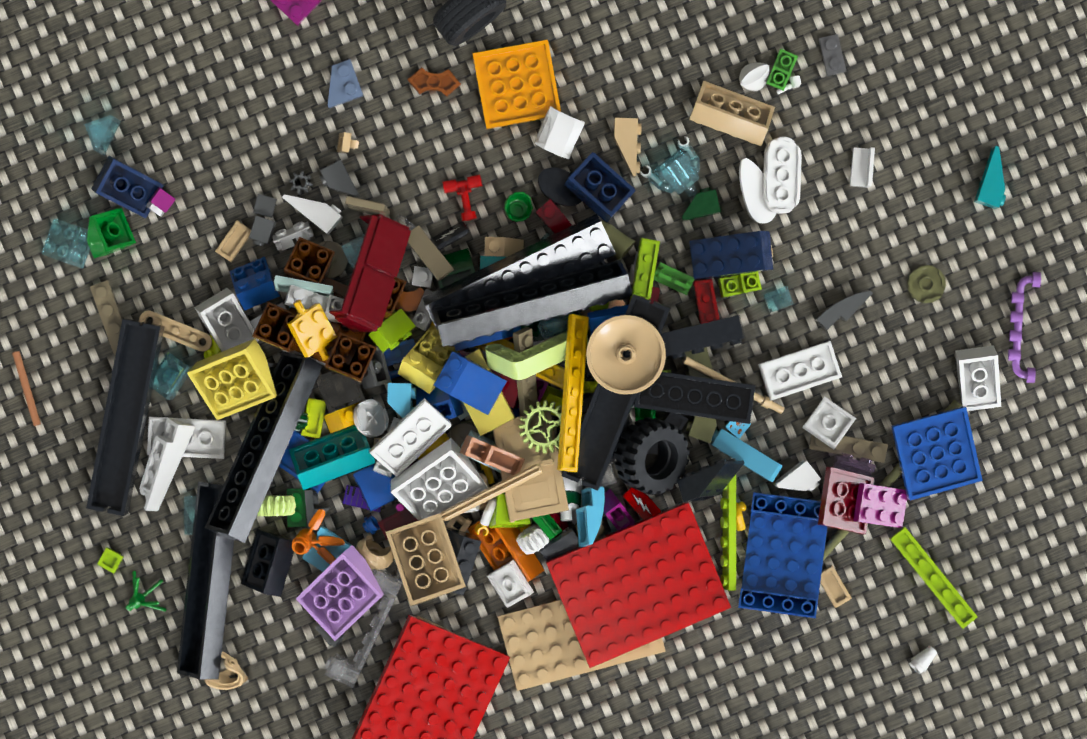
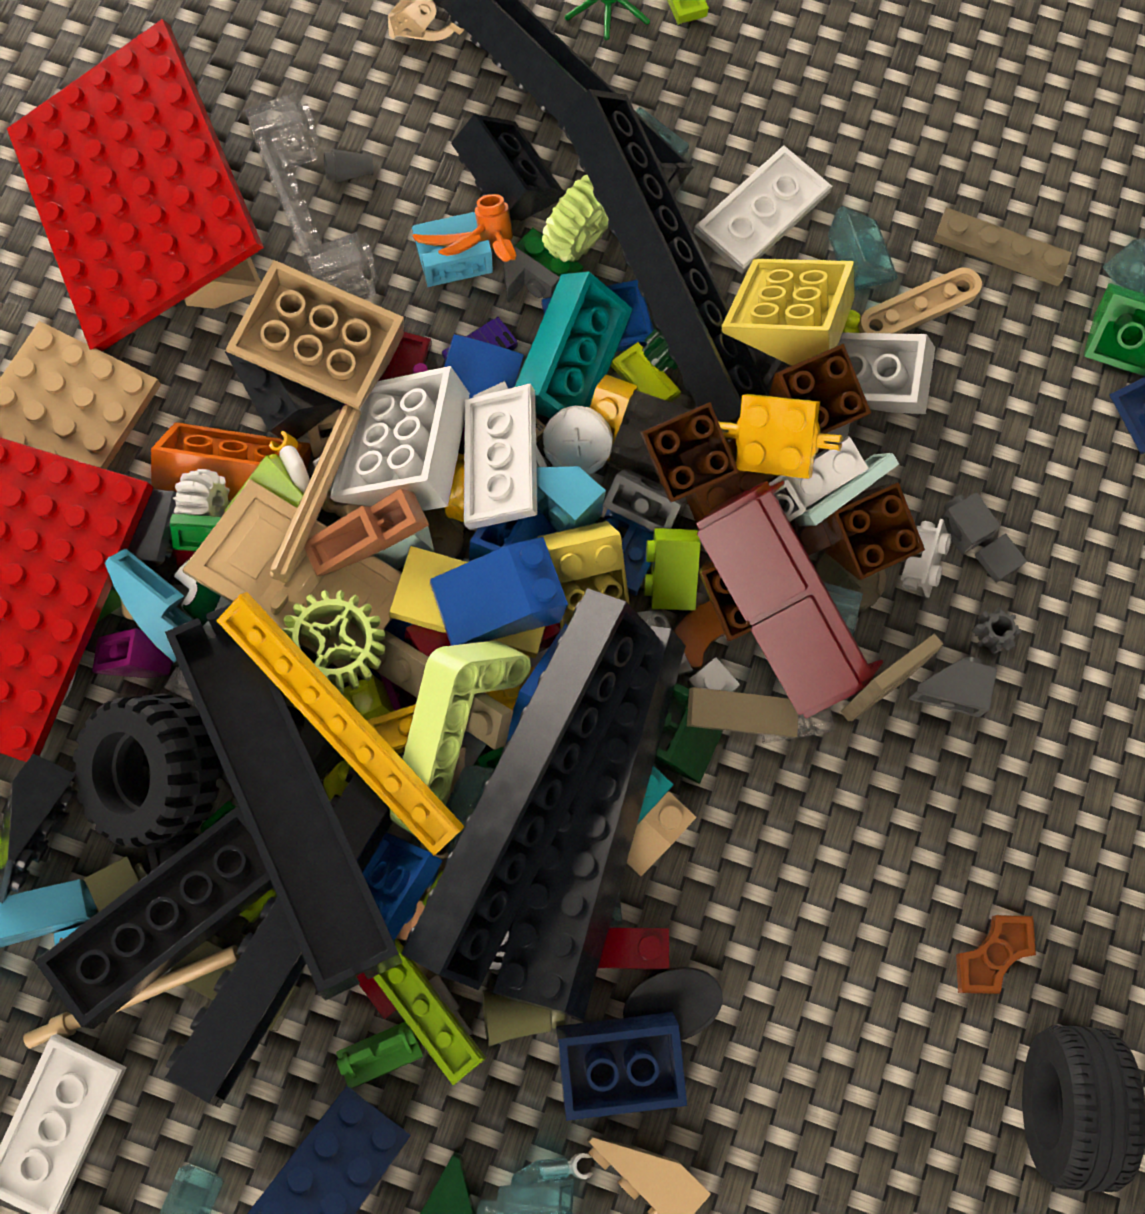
camera: 125 degrees right, 15 degrees down
(26, 388) = (995, 84): nougat bar -> none
(125, 417) = (863, 151): black piece -> none
(160, 202) = (1119, 428): magenta piece -> none
(163, 462) = (756, 154): white wedge -> none
(233, 241) = (983, 475): tan tile -> none
(254, 283) = (913, 442): blue slope -> none
(321, 214) = (921, 616): white slope -> none
(341, 593) = (379, 202): lavender slope -> none
(343, 84) = (1097, 816): sand blue wing -> none
(345, 143) = (1005, 742): tan tile -> none
(371, 524) = (435, 327): blue plate -> none
(374, 553) = (395, 287): tan hair -> none
(450, 235) = (739, 772): black slope -> none
(463, 188) = (794, 853): red bar -> none
(510, 583) = (179, 426): white tile -> none
(516, 83) = (891, 1082): light orange plate -> none
(518, 206) = (698, 910): green hair -> none
(559, 133) = (760, 1078): white slope -> none
(607, 359) = (288, 823): tan dish -> none
(641, 503) = (89, 696): red slope -> none
(706, 300) = (296, 1073): red tile -> none
(739, 284) = (274, 1150): lime slope -> none

